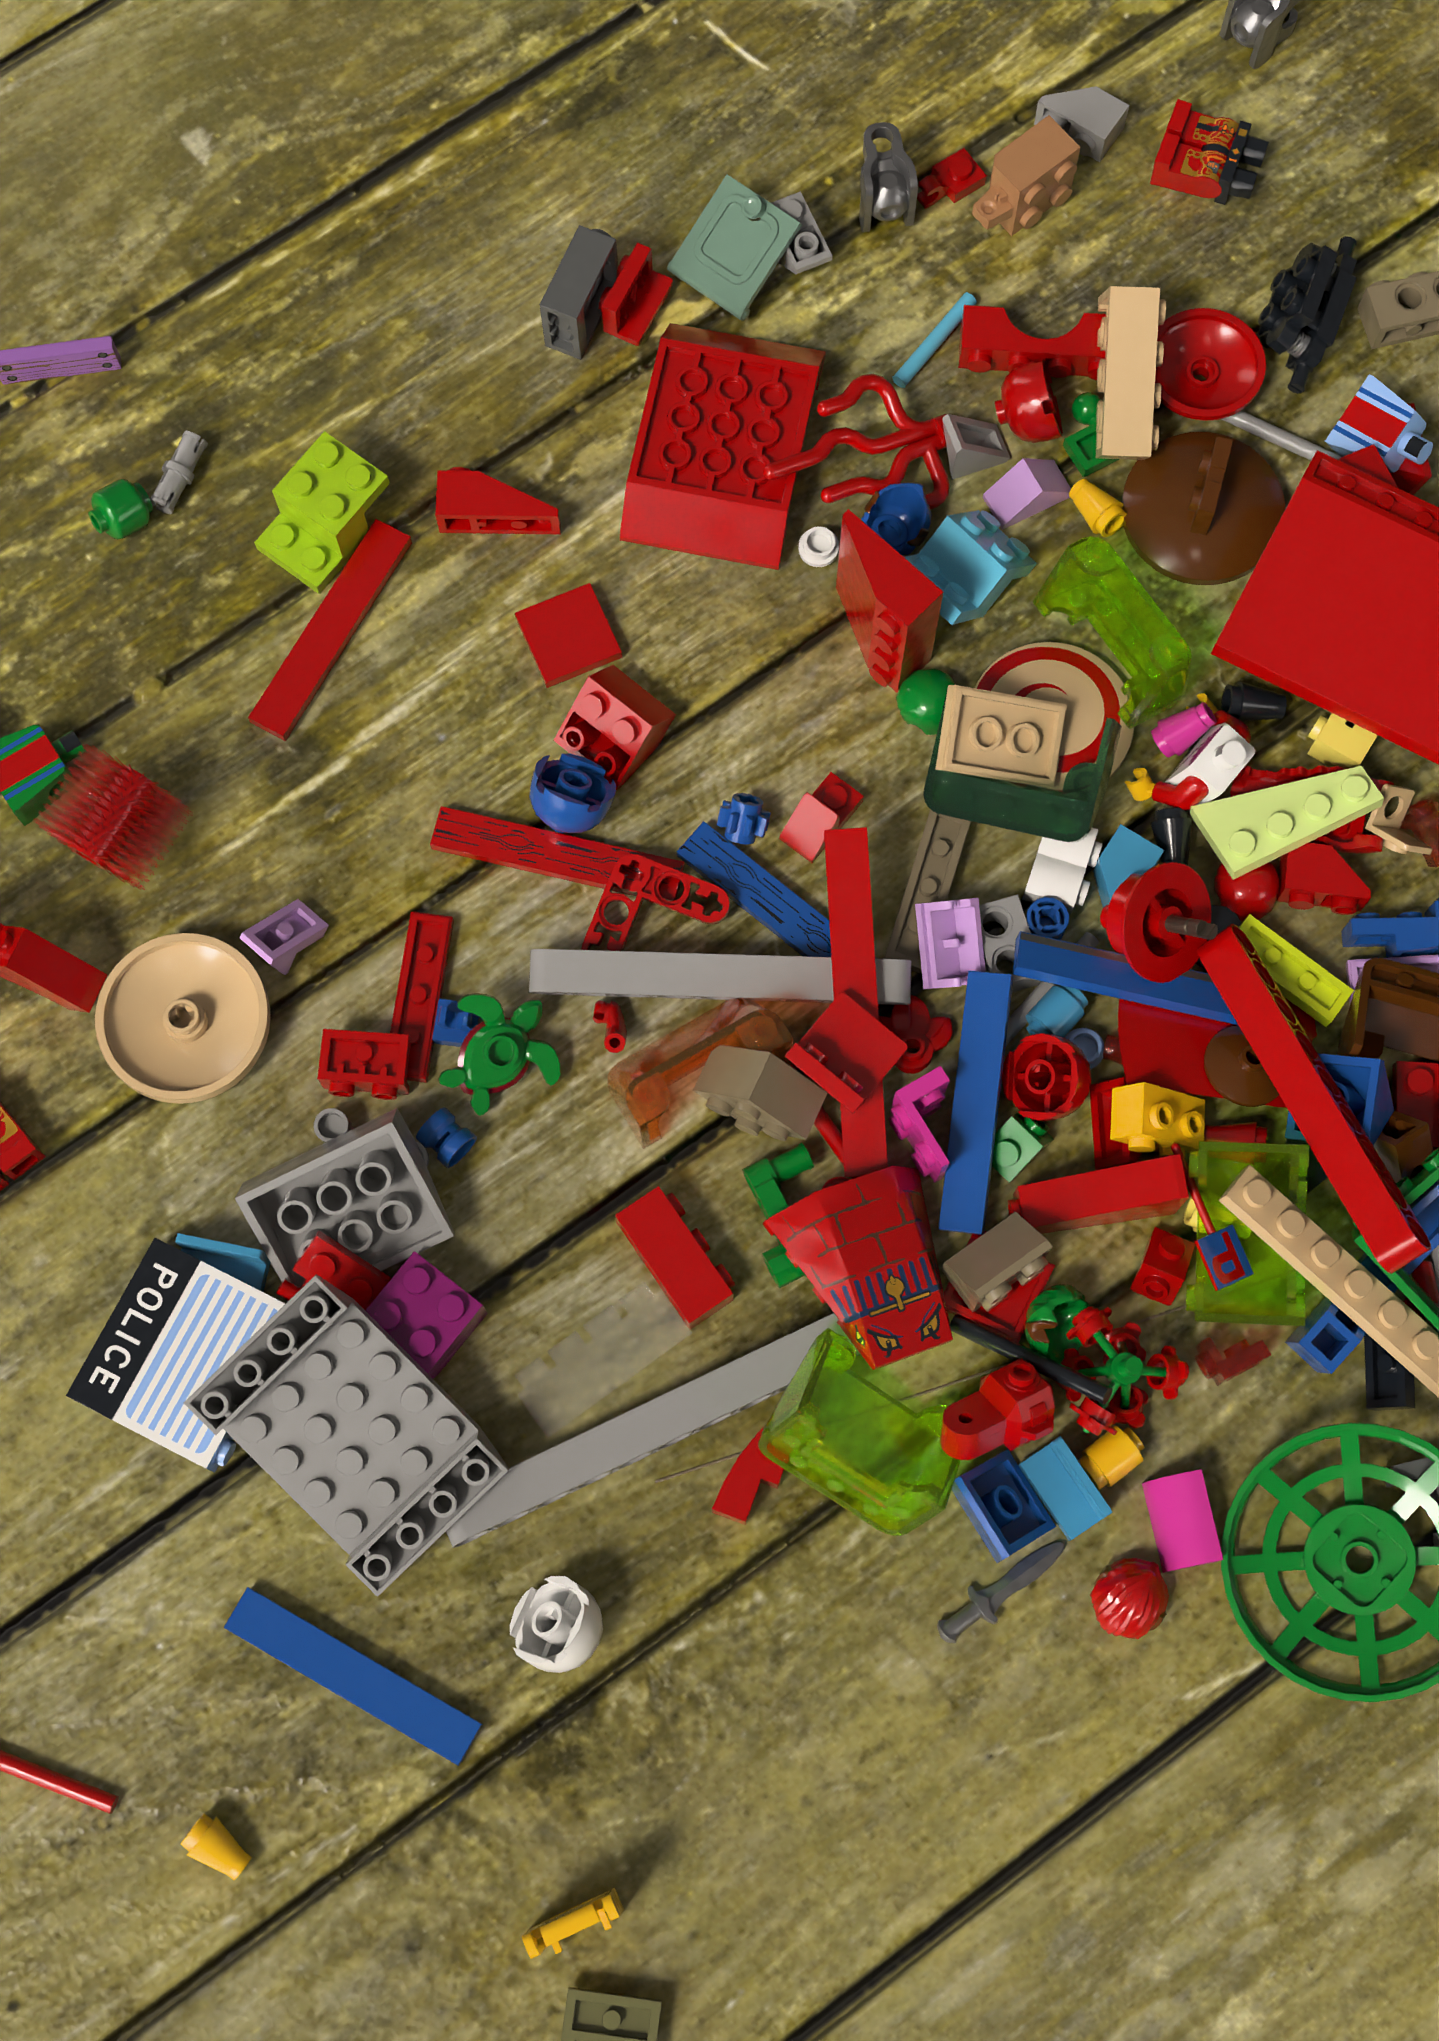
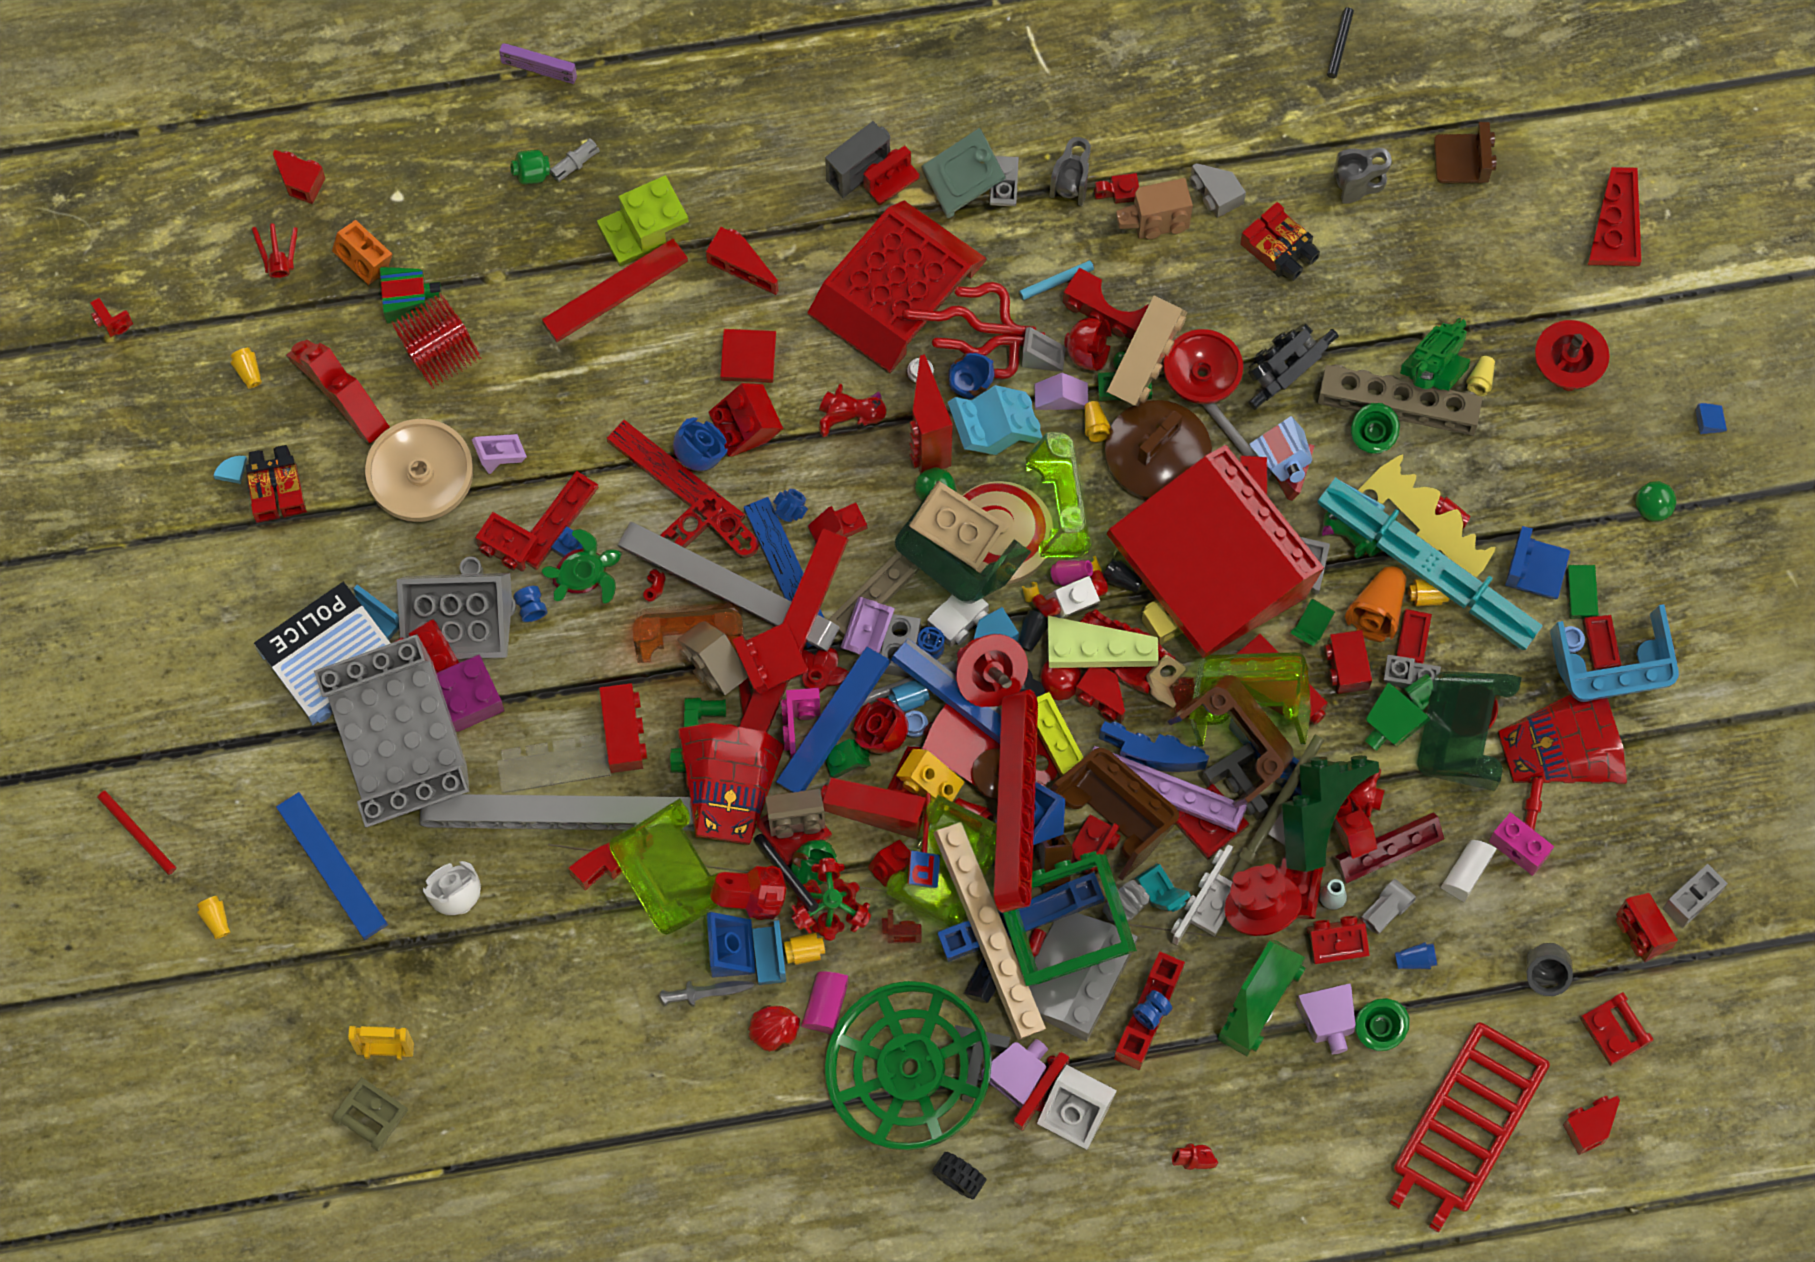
camera: 25 degrees right, 5 degrees down
(743, 645) = (843, 407): none -> red animal

